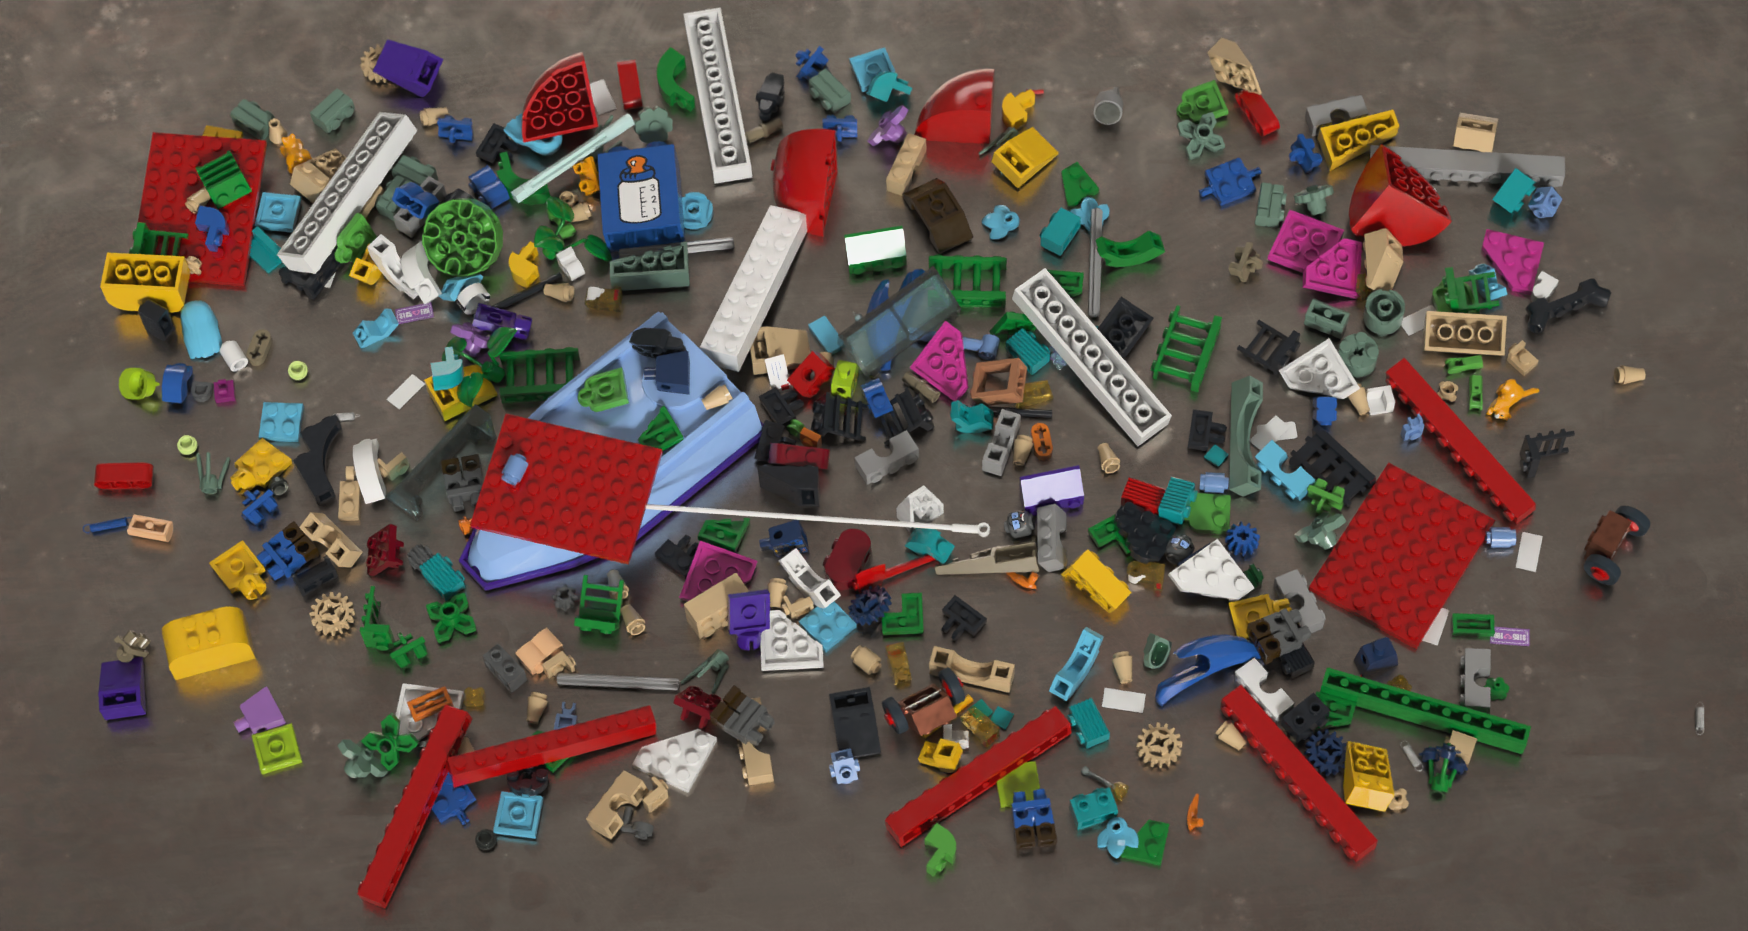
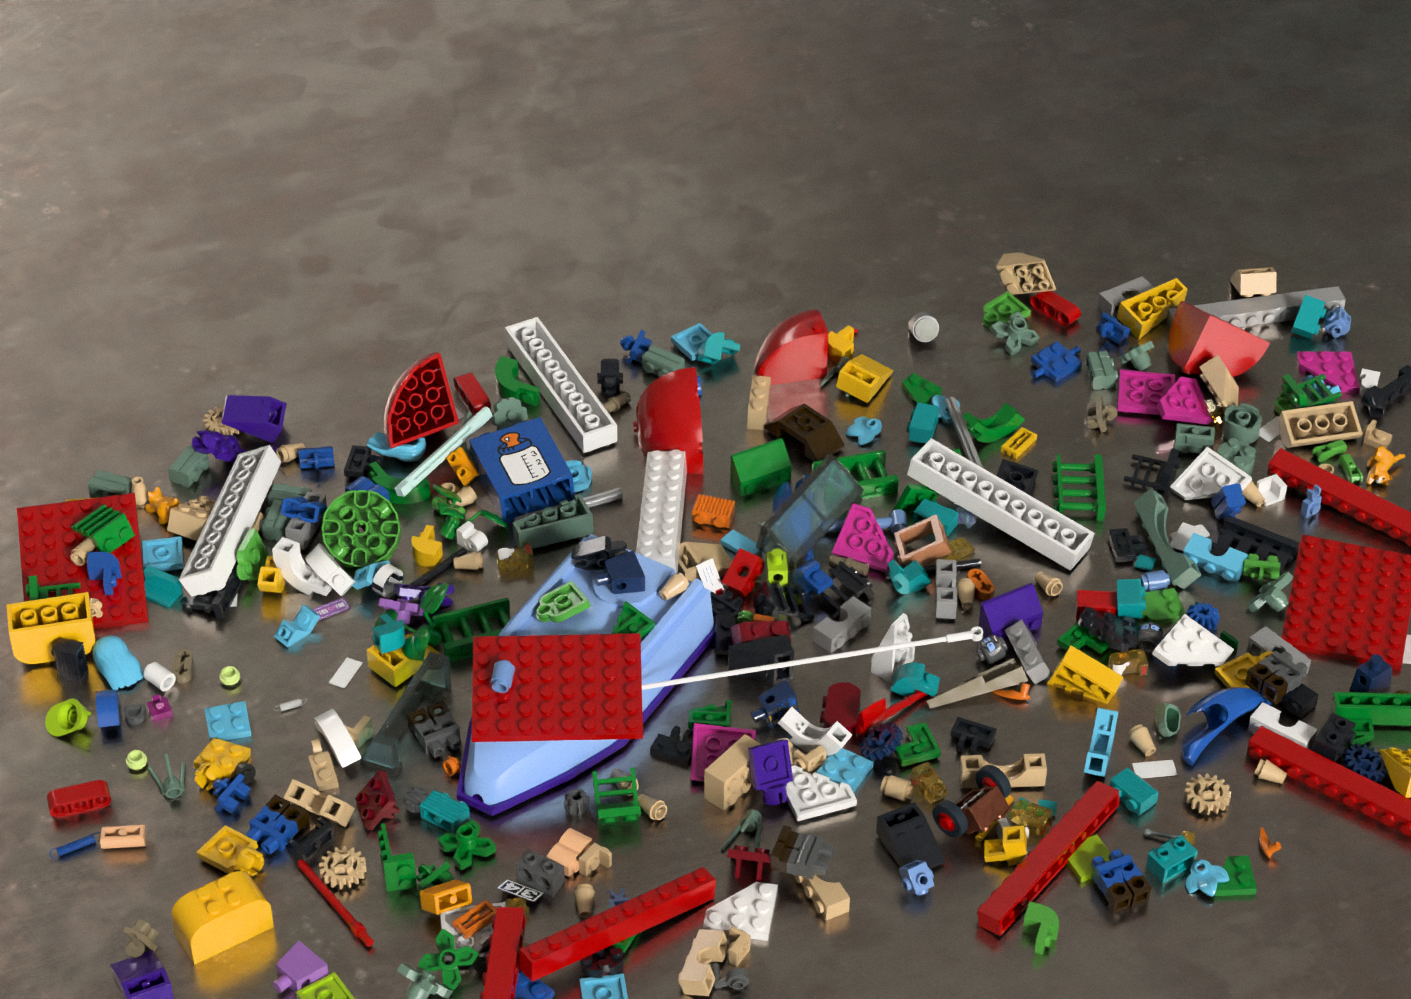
camera: 20 degrees left, 20 degrees down
(312, 464) = (273, 748): black arch -> none
(326, 681) = (357, 928): none -> red bar
(365, 96) = (219, 445): none -> dark purple plate
(410, 674) = (446, 897): none -> light orange brick
(483, 680) = (520, 890): none -> white sticker
(618, 681) = (658, 861): light grey axle -> none
(812, 289) = (713, 511): none -> orange brick
(889, 127) = (732, 377): medium lavender plant -> none
(1138, 284) = (1022, 443): none -> yellow tile

